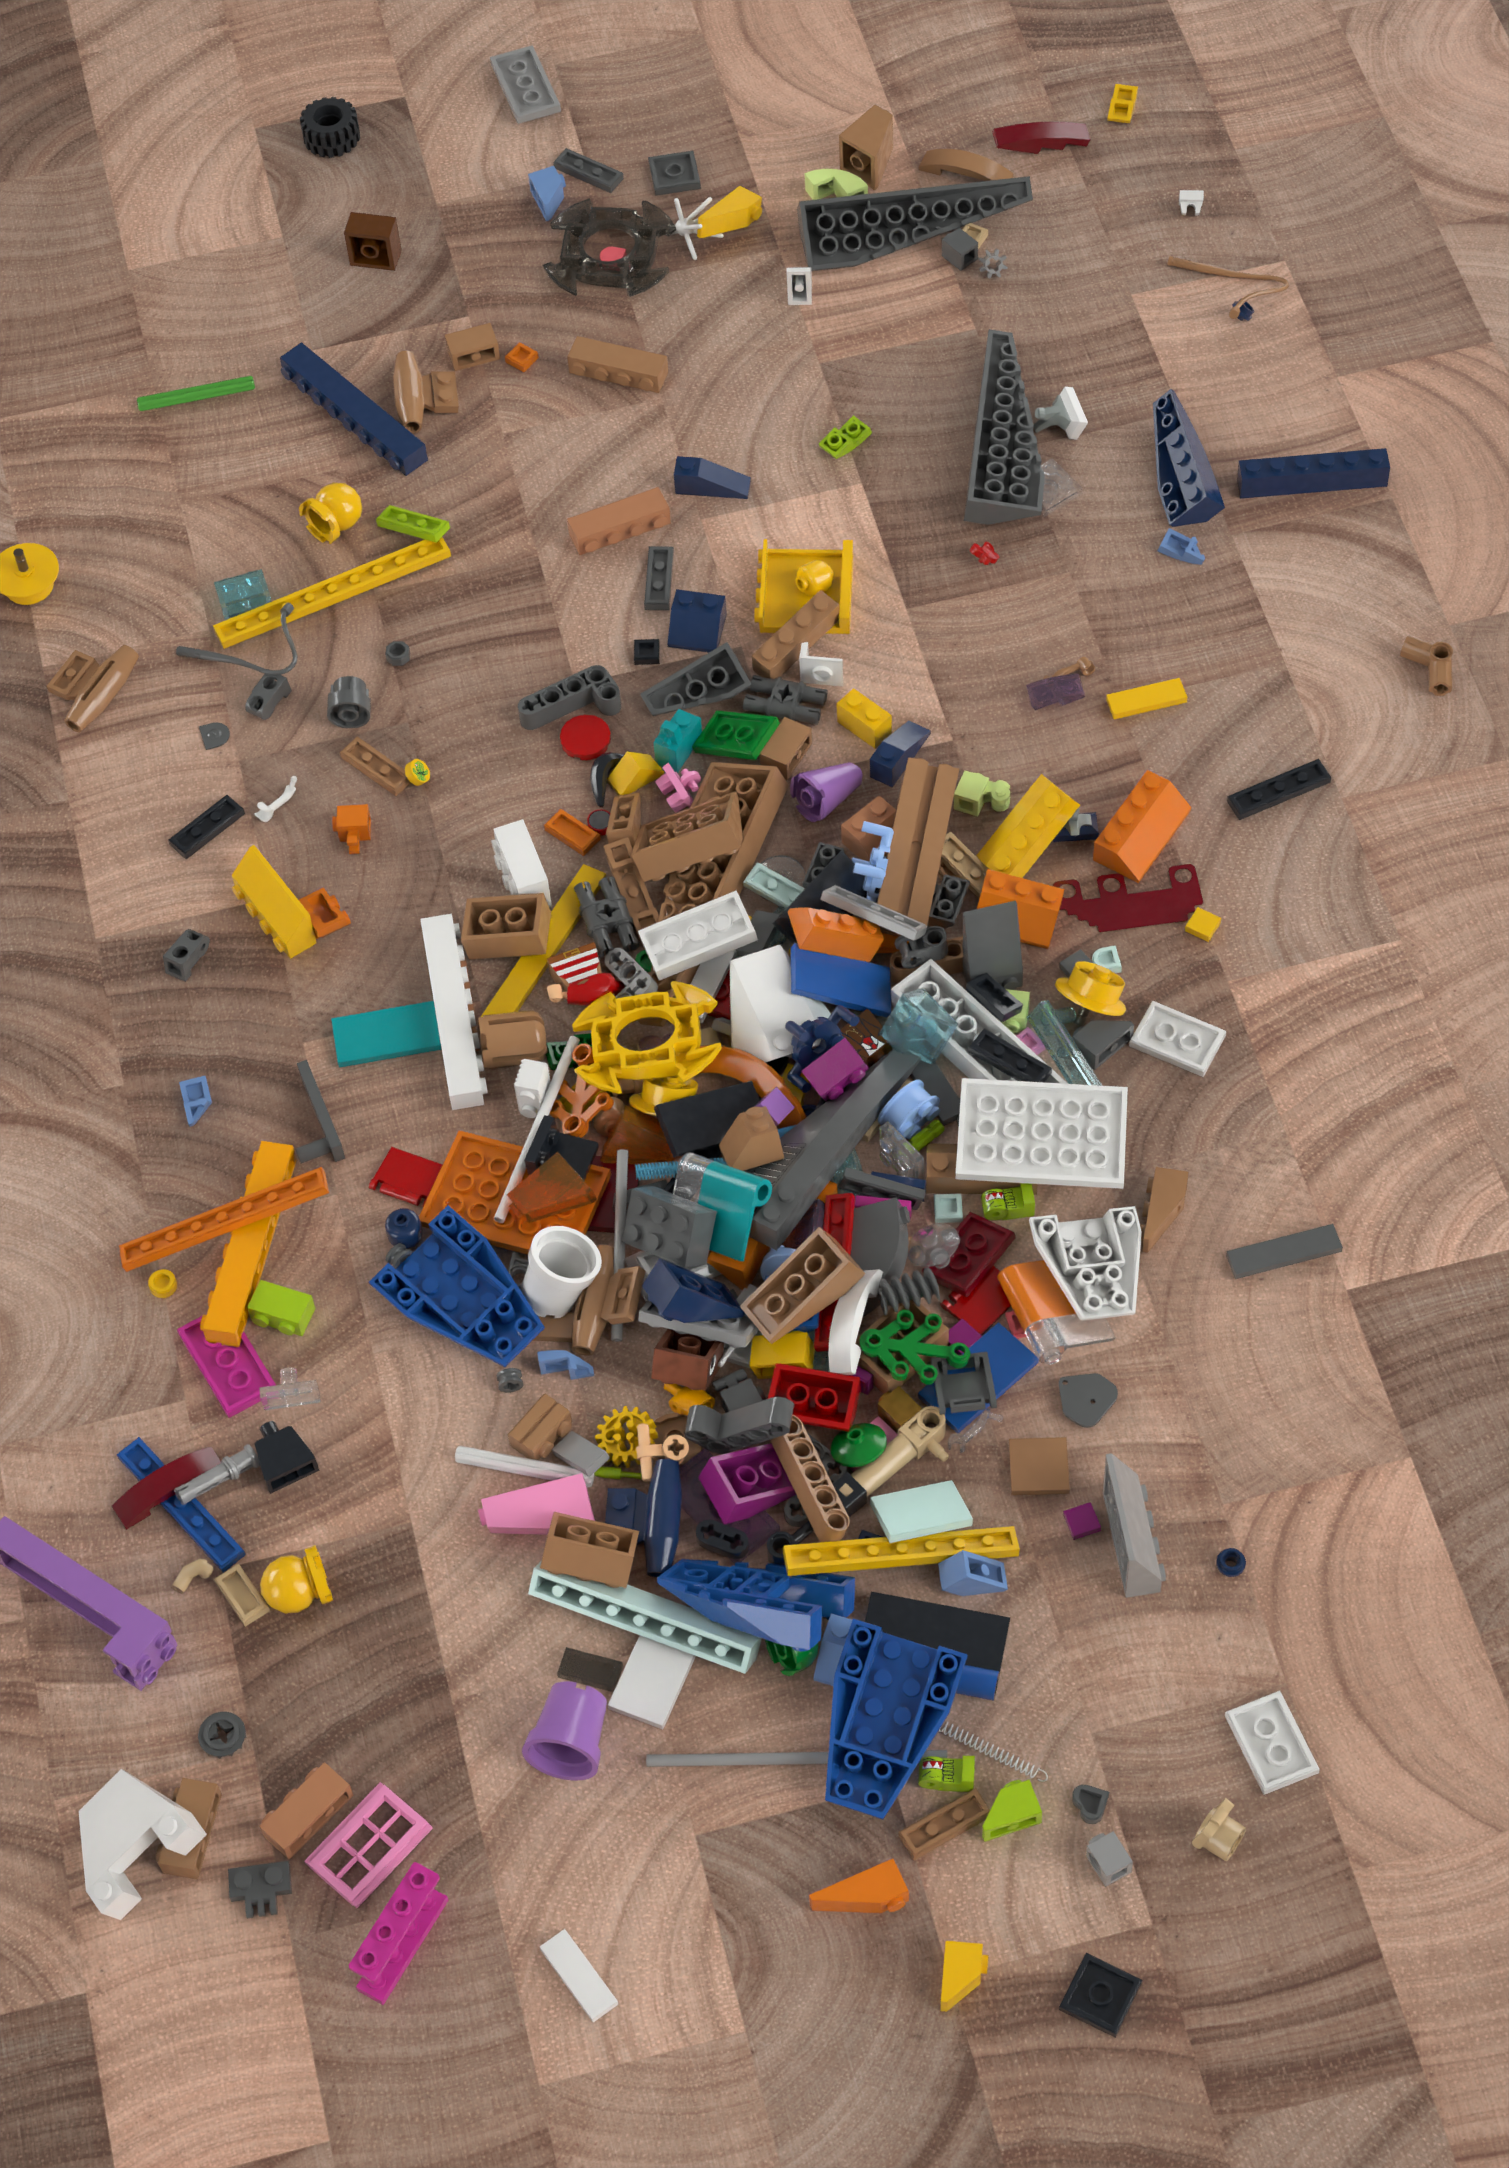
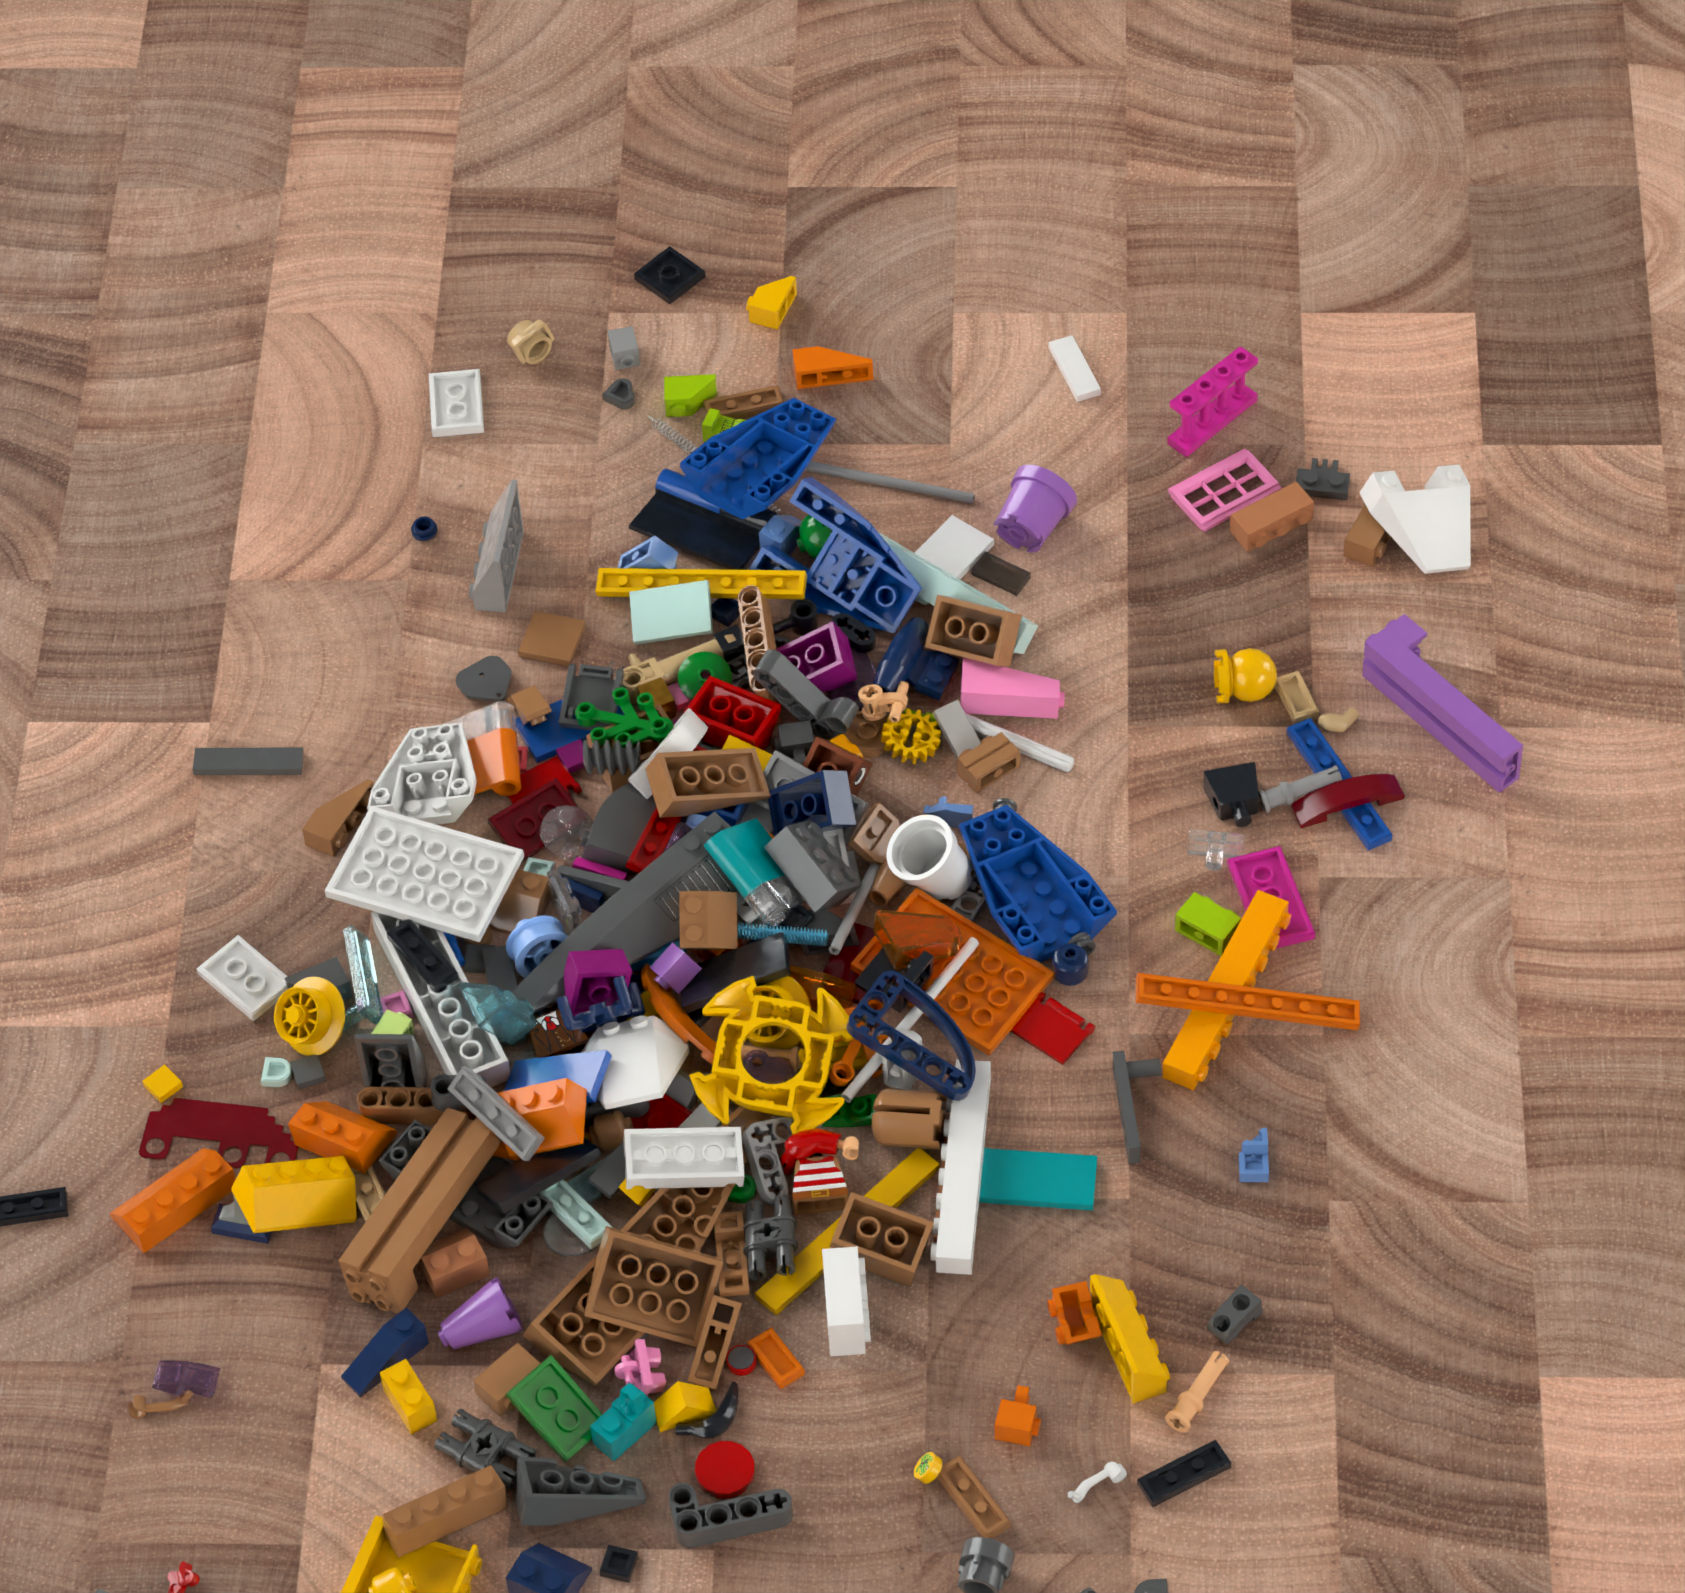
camera: 165 degrees left, 5 degrees down
(162, 1283) = (1322, 983): yellow tile -> none
(209, 1732) = (1340, 584): dark grey gear -> none
(210, 877) = (1191, 1401): none -> light nougat pin
(555, 1069) = (900, 1042): none -> dark blue beam
(820, 669) = (433, 1463): white piece -> none
(876, 866) = (473, 1167): light blue plate -> none
(976, 790) = (324, 1281): yellowish green brick -> none
(994, 997) = (407, 1020): black tile -> none
(1027, 1365) = (530, 706): none -> medium nougat slope
(1082, 1521) = (534, 589): magenta tile -> none
(1146, 698) = (92, 1350): yellow tile -> none

